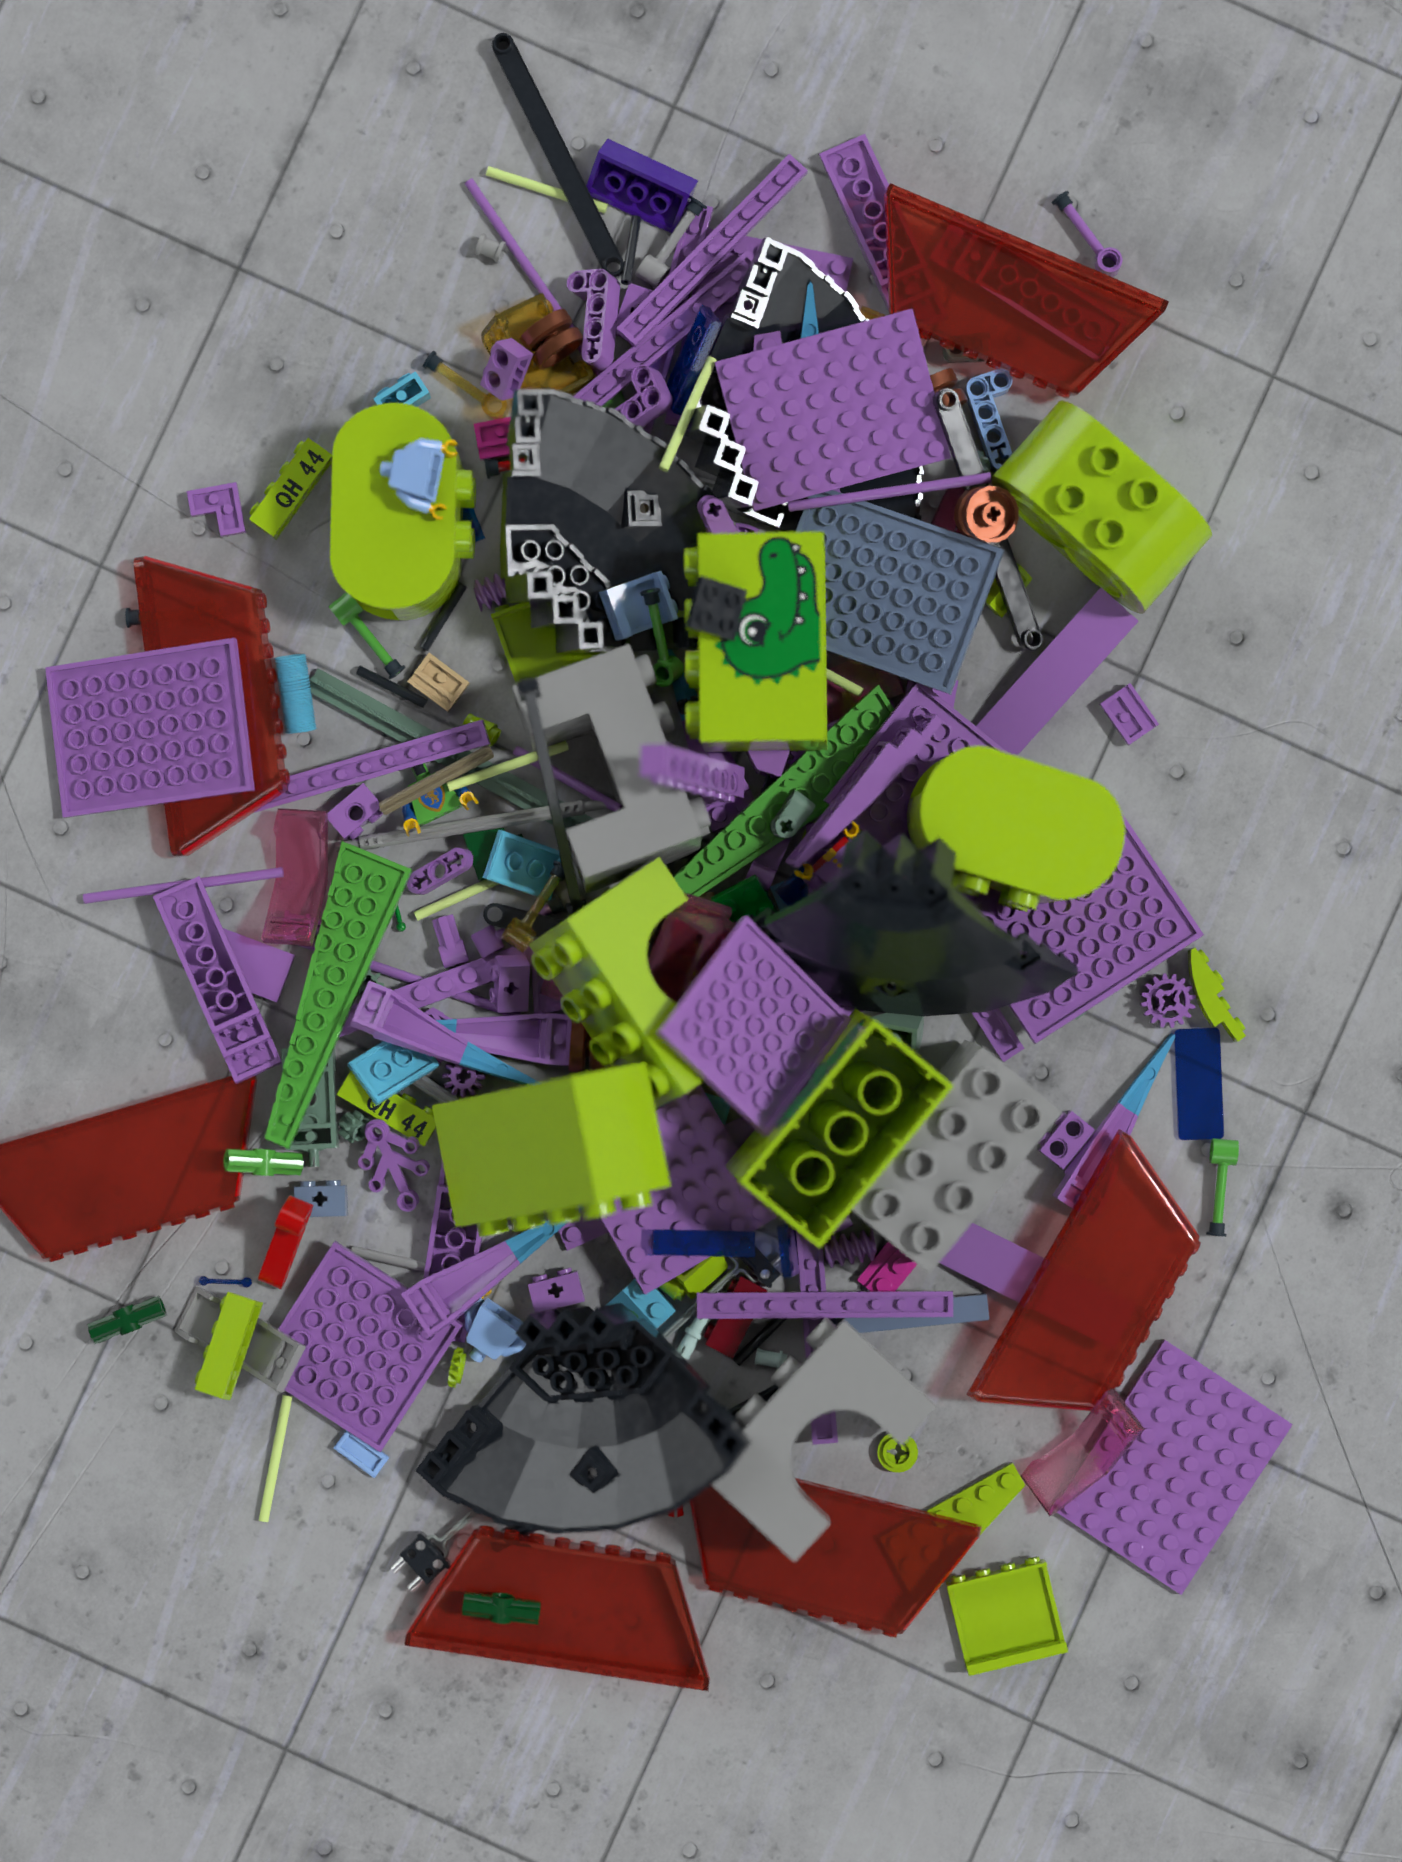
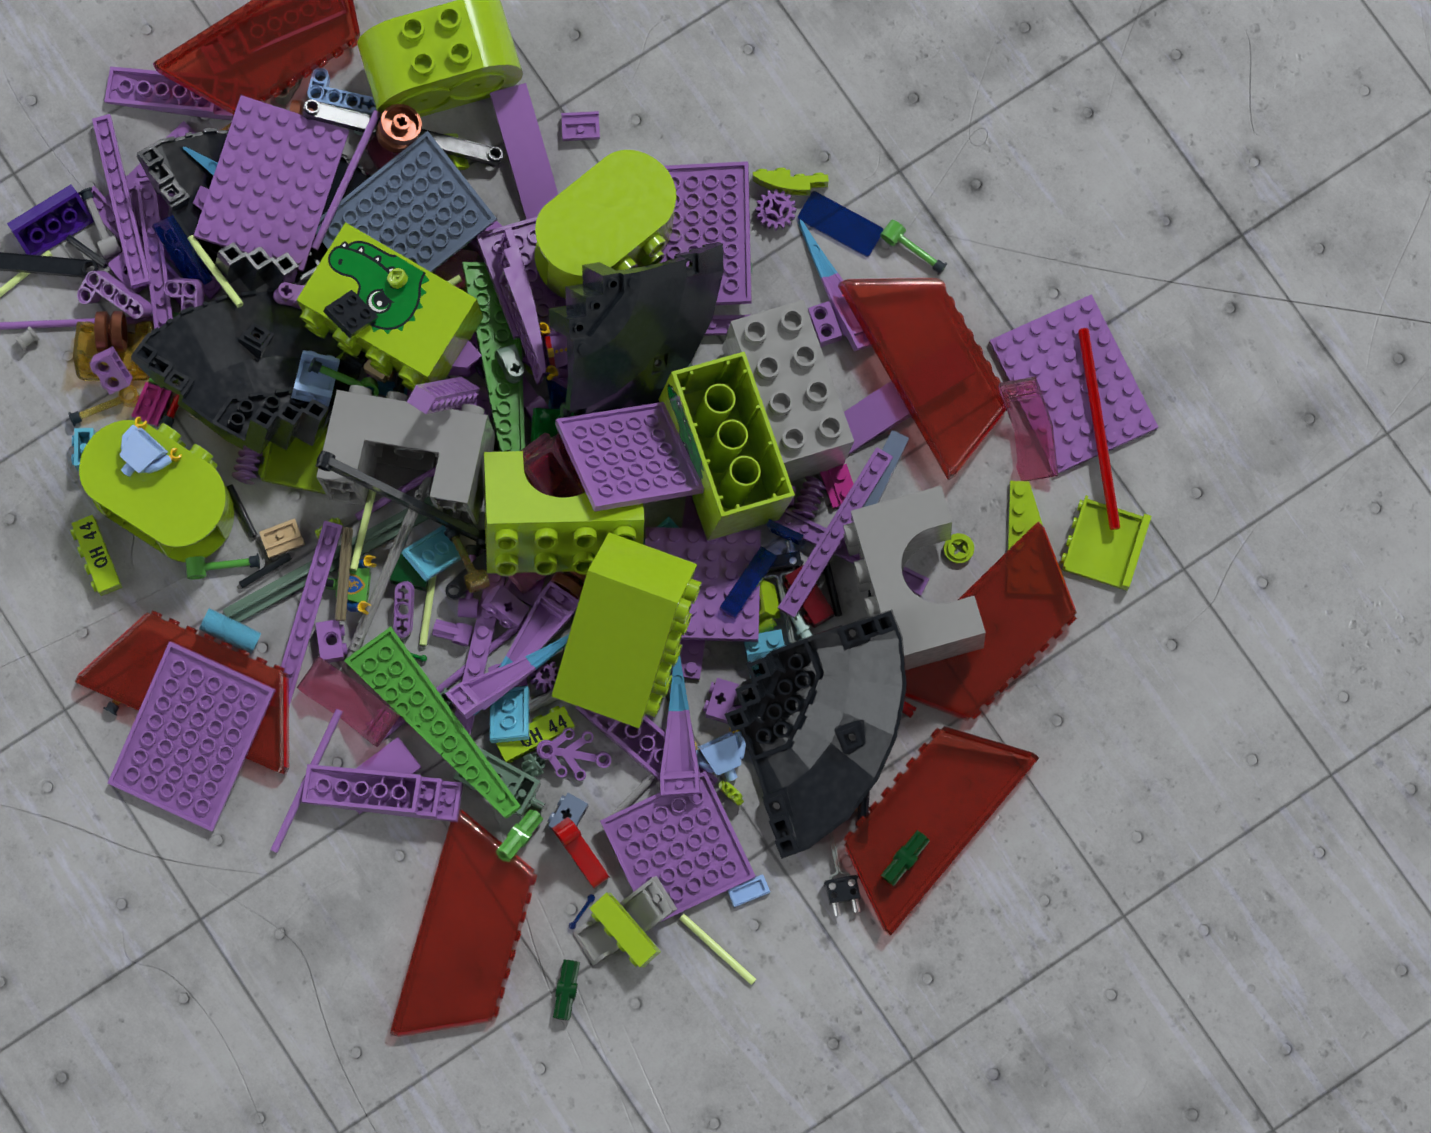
camera: 60 degrees left, 10 degrees down
(223, 501) = (76, 604): medium lavender plate -> none
(770, 1358) = (849, 591): light aqua pin -> none
(792, 634) = (397, 278): none -> lime tile
(1135, 1530) = (1099, 429): none -> red axle

